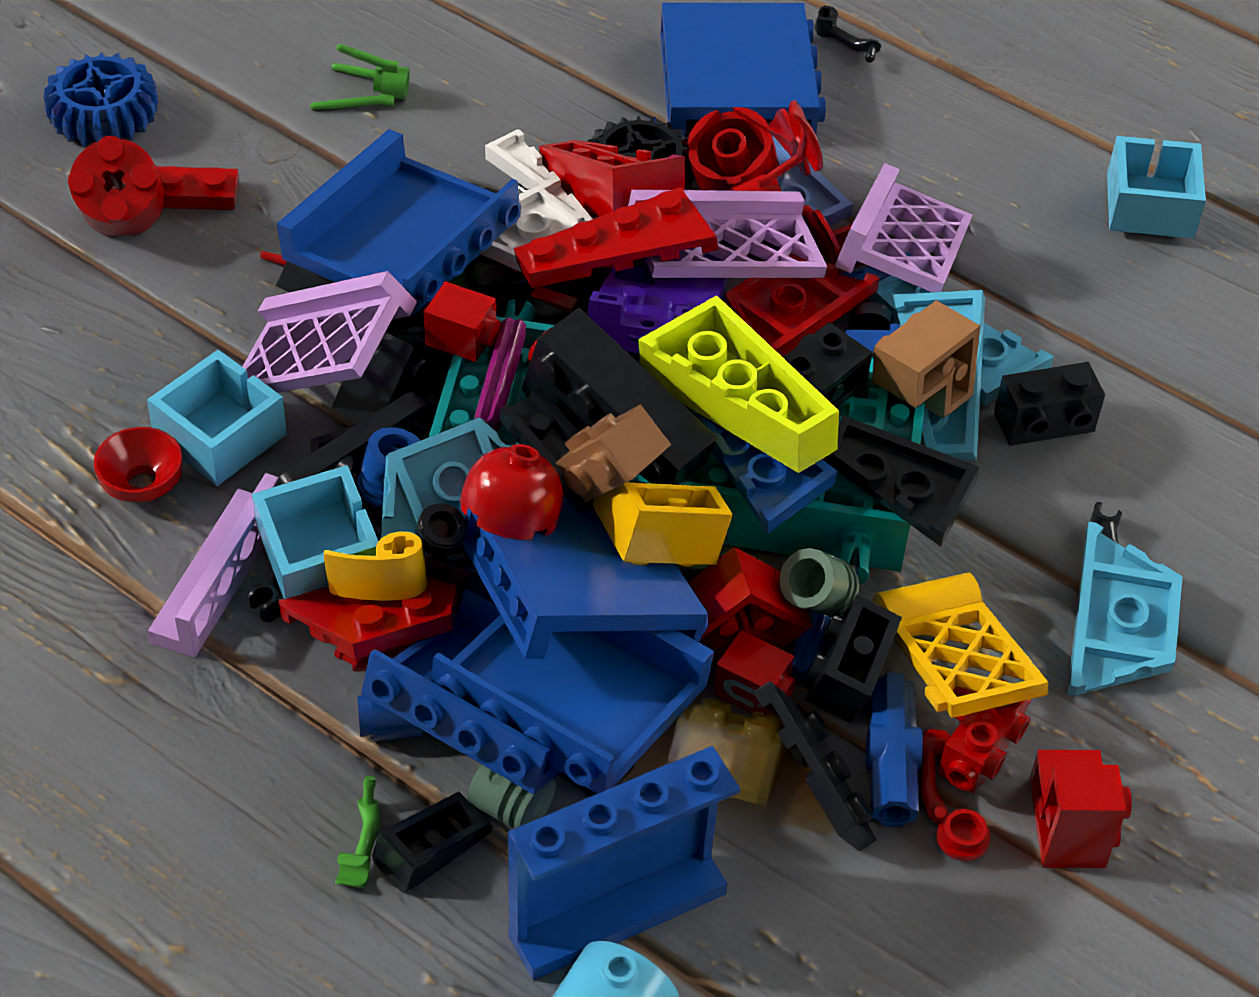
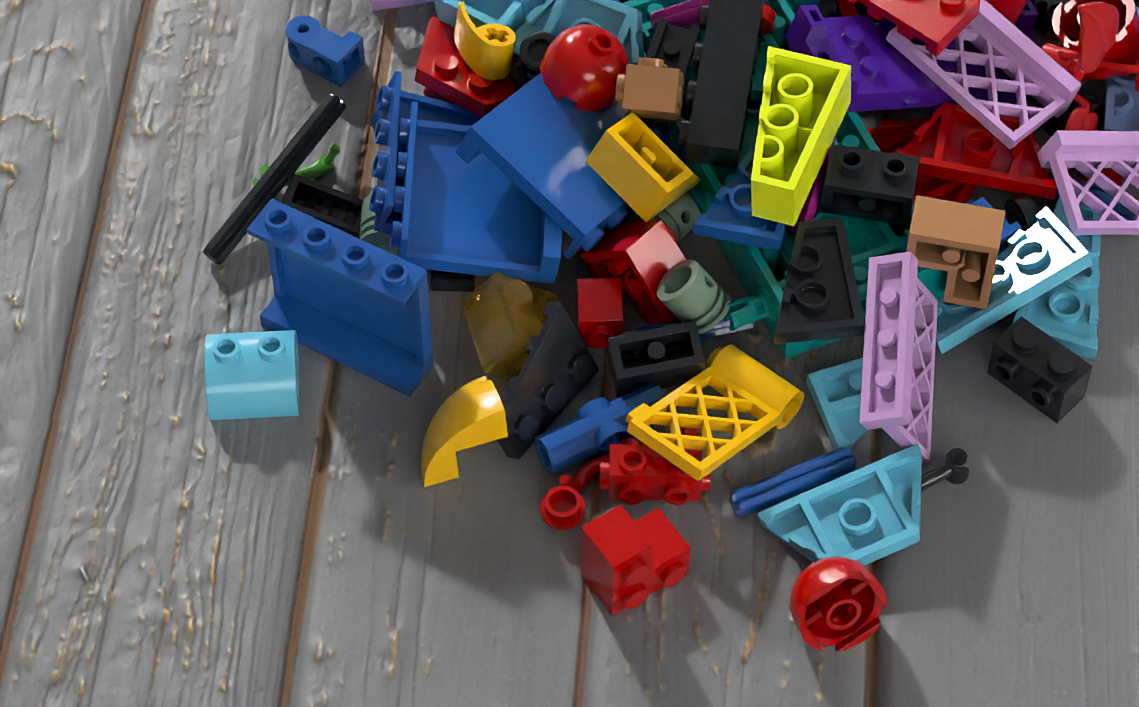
camera: 60 degrees right, 5 degrees up
(219, 724) = (324, 51): none -> blue leg
(373, 856) = (274, 178): none -> black axle
(821, 857) = (463, 421): none -> yellow brick
(988, 545) = (838, 401): none -> medium azure wing
(1007, 463) = (899, 352): none -> lavender fence
(1048, 637) = (792, 481): none -> blue axle
(1213, 678) = (836, 603): none -> red cylinder

